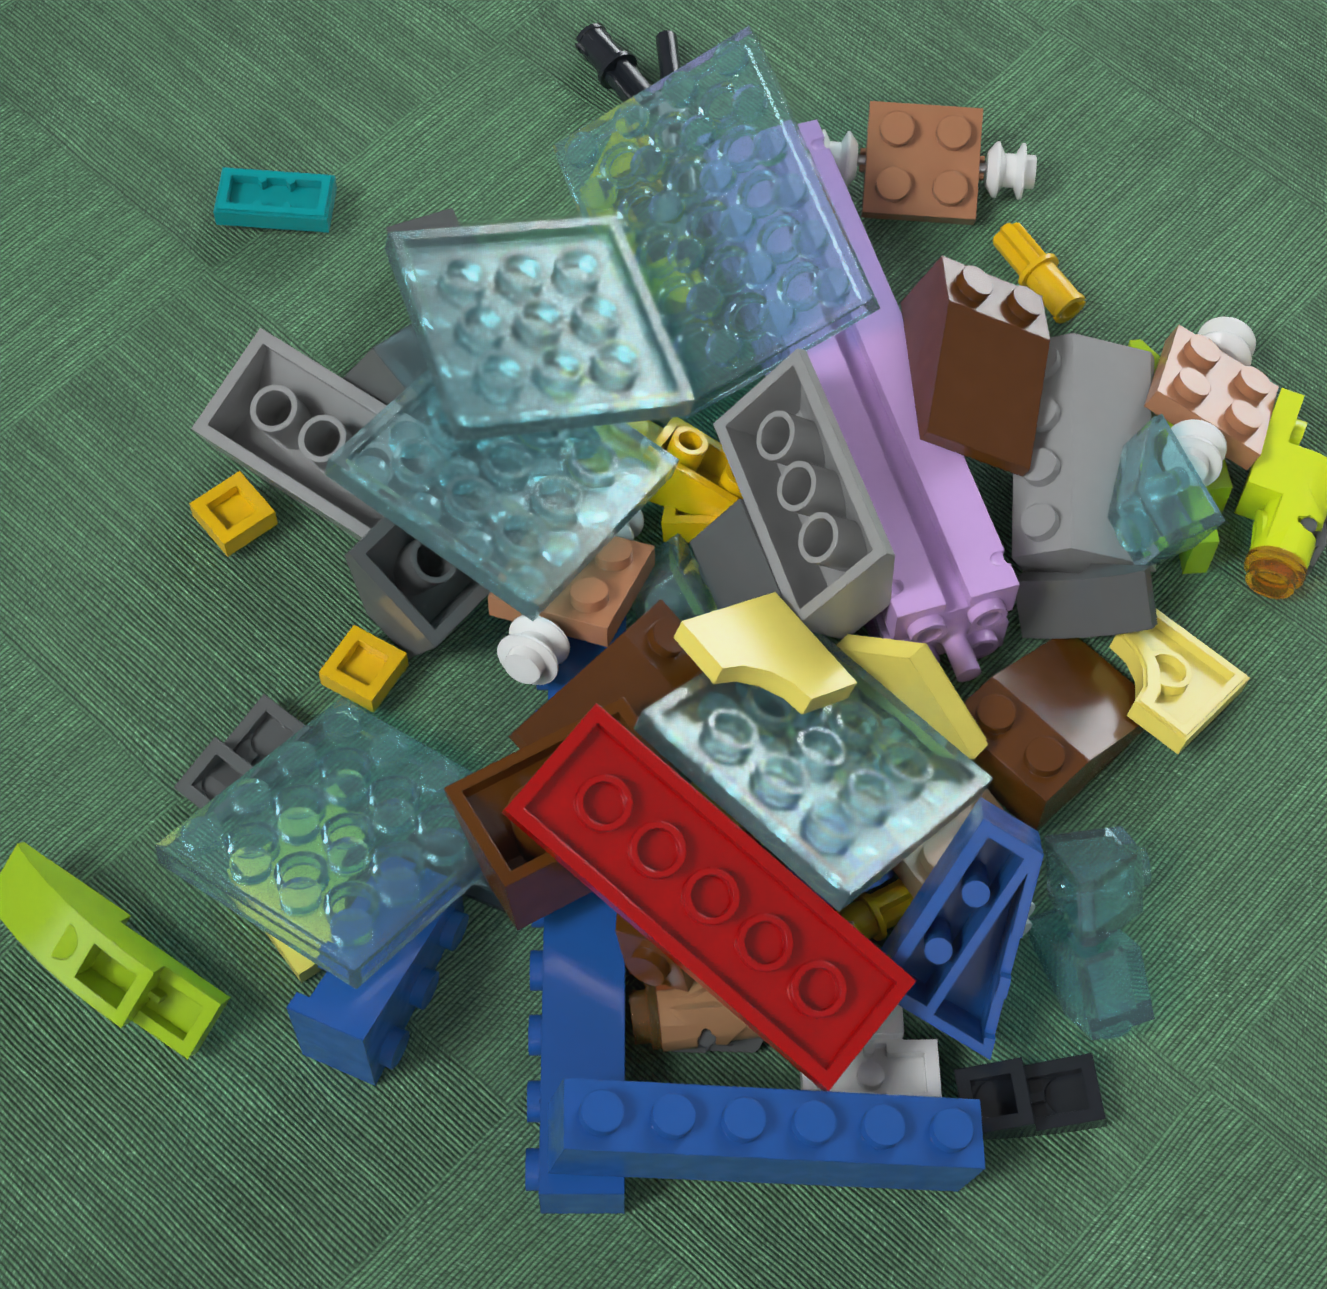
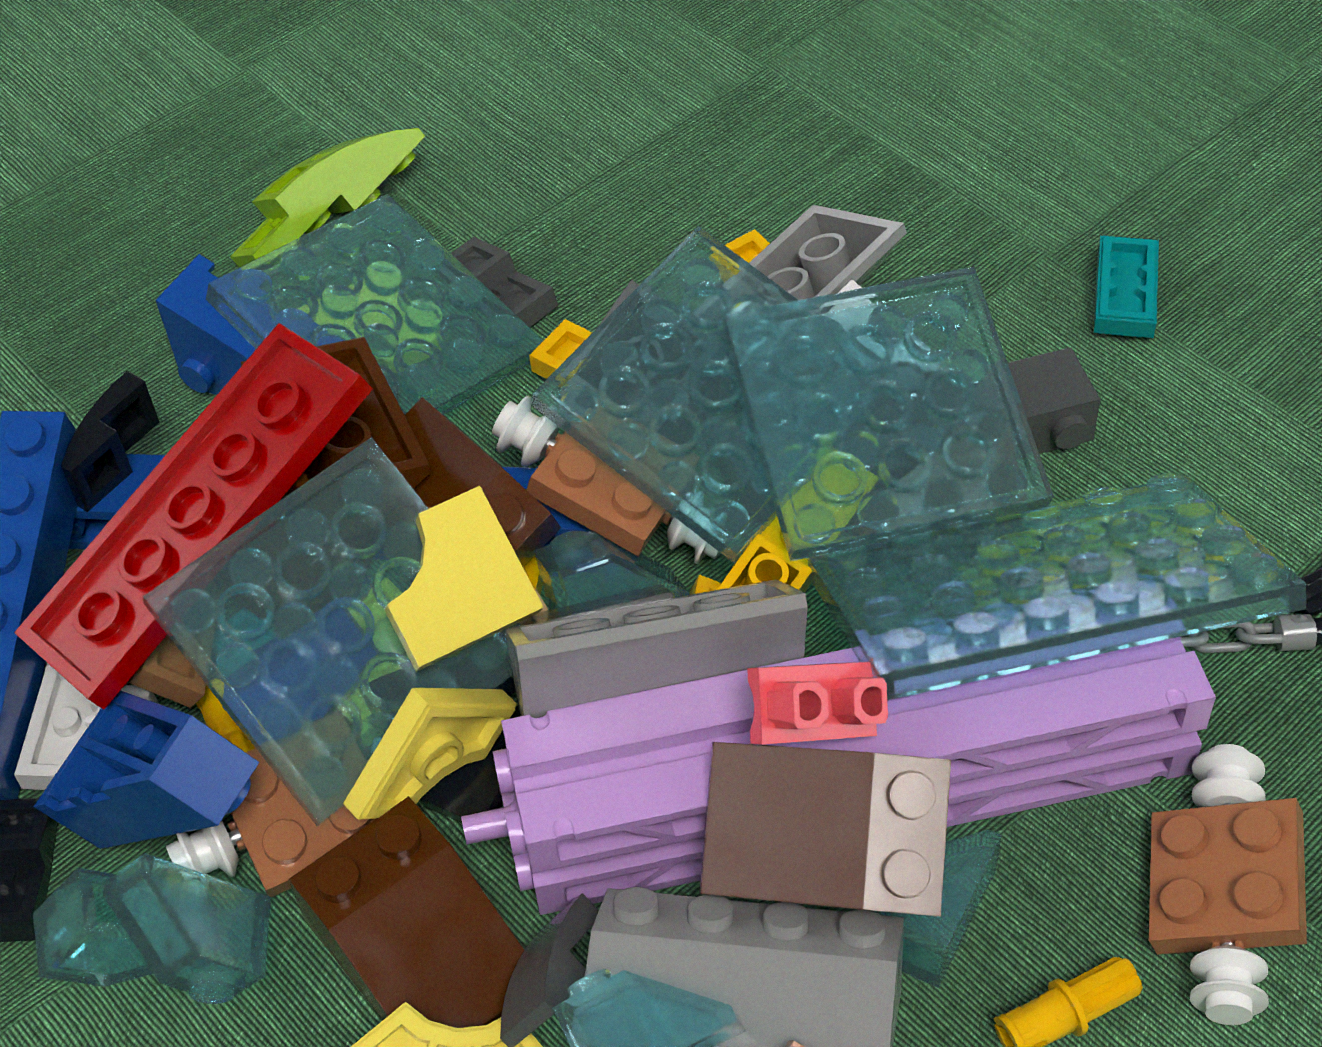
camera: 100 degrees right, 10 degrees down
(533, 1073) = (97, 450): none -> black slope
(889, 352) = (816, 702): none -> coral hips

